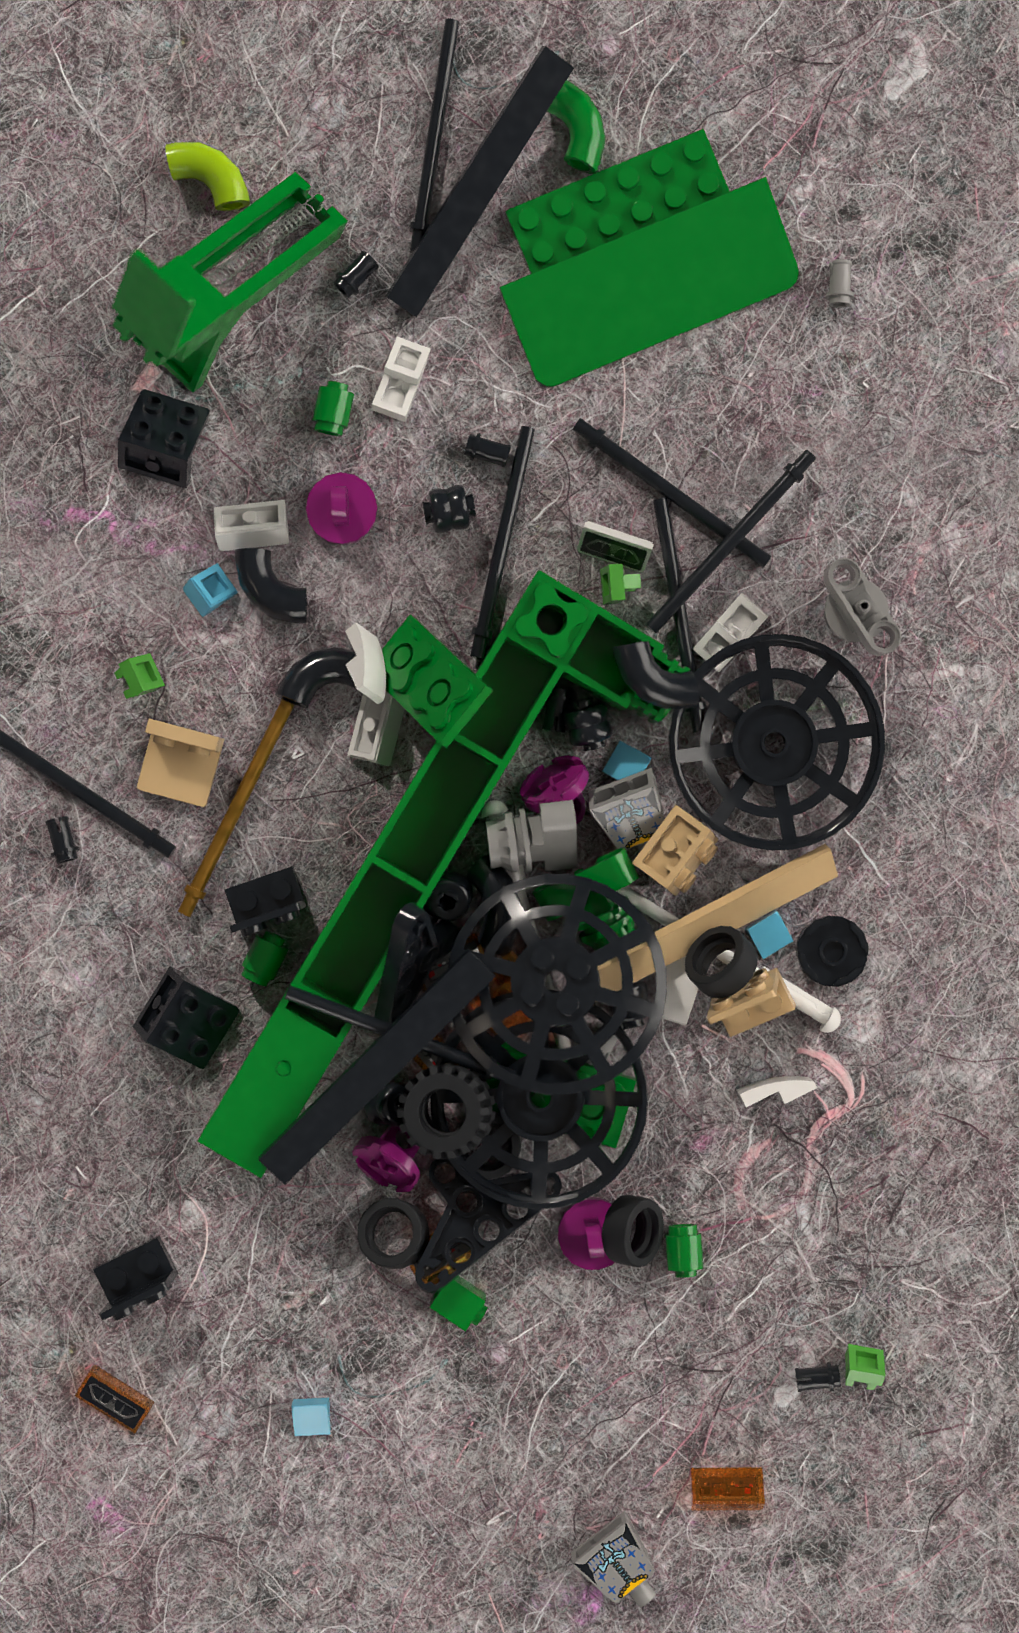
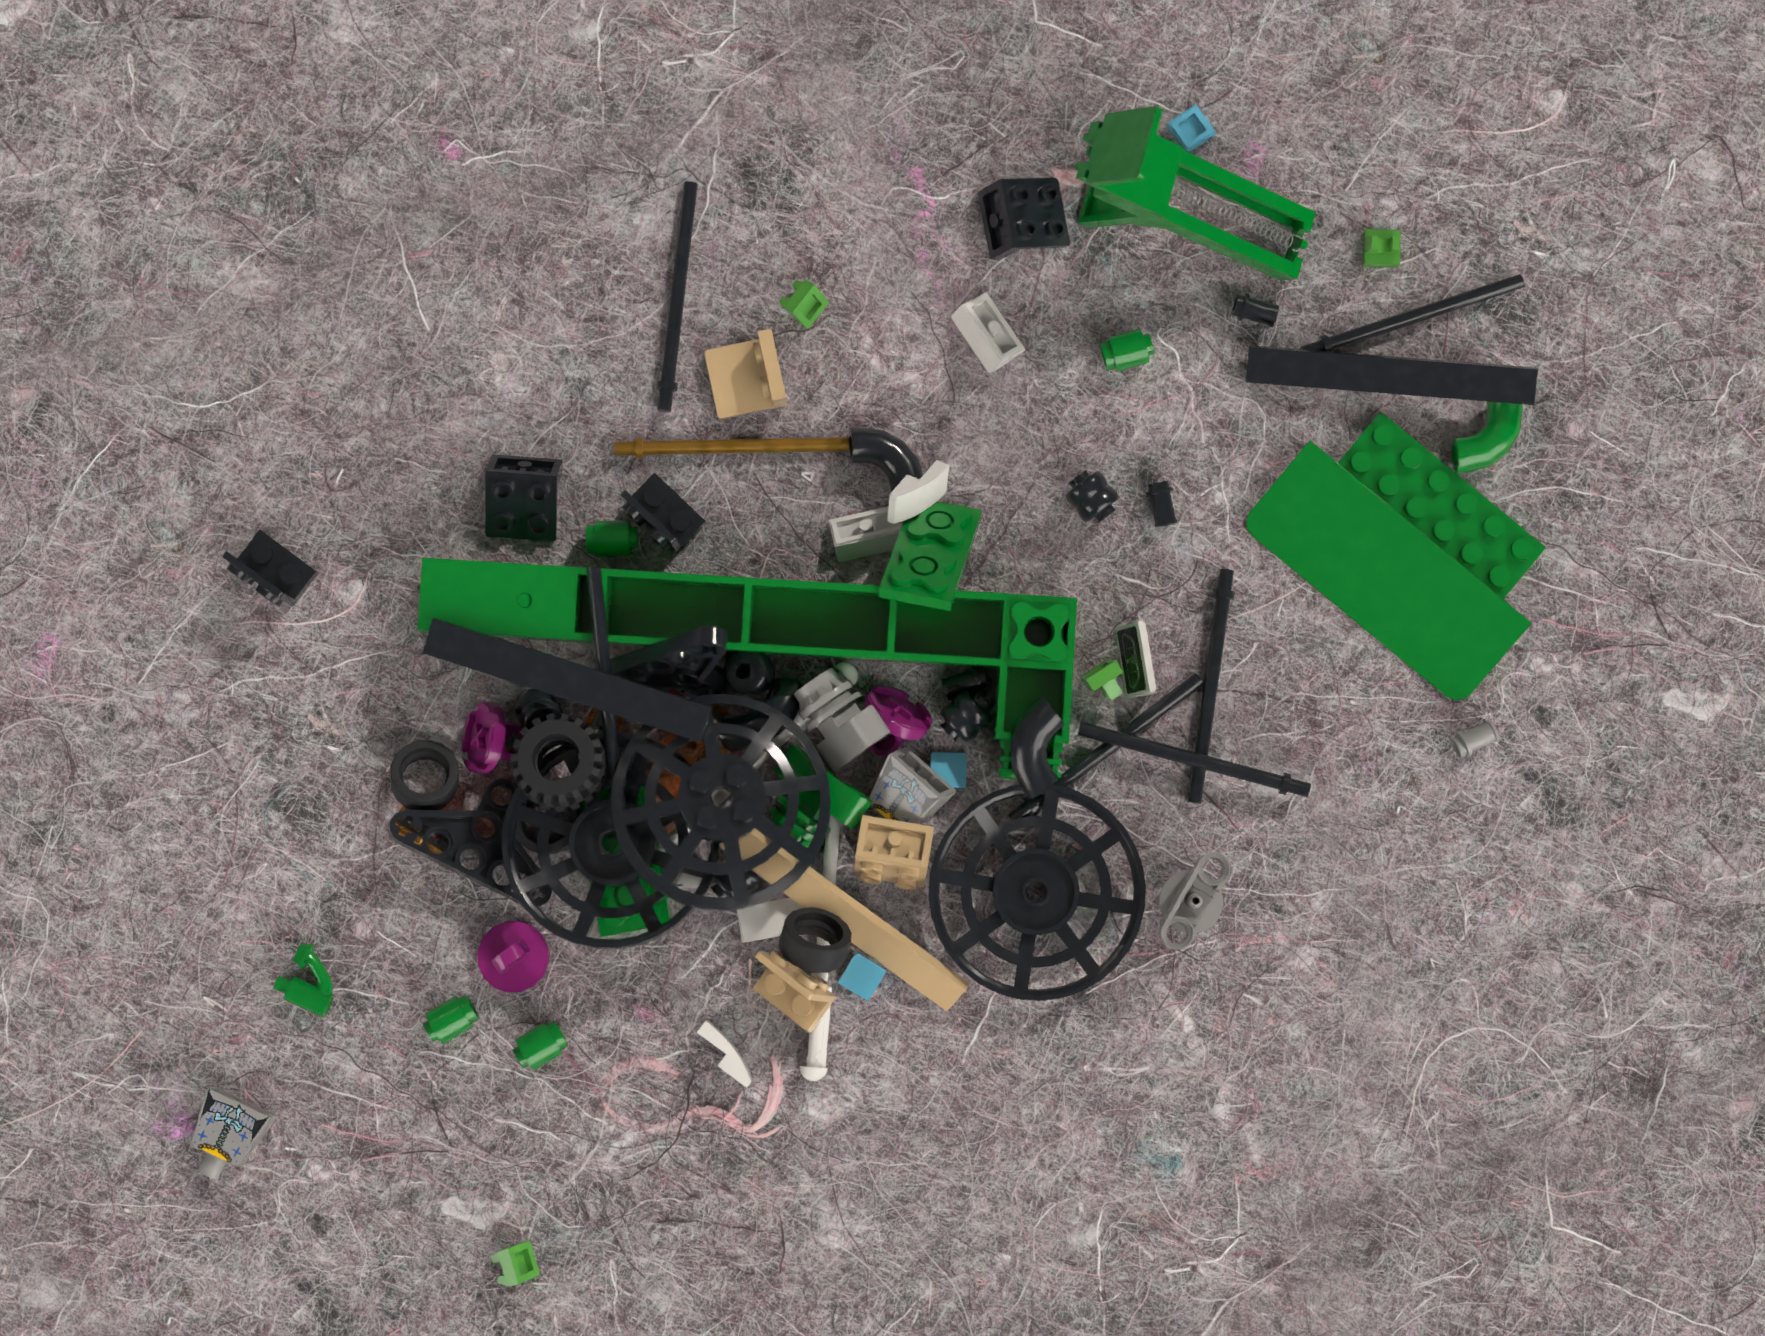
camera: 65 degrees right, 5 degrees down
(62, 842) = (624, 311): black pin -> none
(114, 1398) = (153, 607): slope -> none
(160, 243) = (1191, 129): none -> medium azure tile
(209, 589) = (912, 325): medium azure slope -> none
(212, 168) = (1280, 138): lime cylinder -> none
(264, 588) = (936, 375): black cylinder -> none
(311, 1416) = (223, 789): medium azure slope -> none
(341, 508) = (1043, 403): magenta tile -> none
(357, 131) = (1381, 248): none -> bright green tile
(400, 379) = (1184, 396): white slope -> none
(460, 1303) = (392, 868): green brick -> none
(482, 630) = (1001, 581): black bar -> none
(531, 1435) = (303, 994): none -> green plant
(618, 1227) = (538, 1005): black tyre -> none
(620, 1317) = (450, 1019): none -> green brick
(727, 1489) = (342, 1197): clear orange slope -> none
(734, 625) = (1126, 803): white slope -> none
(821, 1377) = (486, 1229): black pin -> none
(832, 951) = (877, 1041): black tile -> none

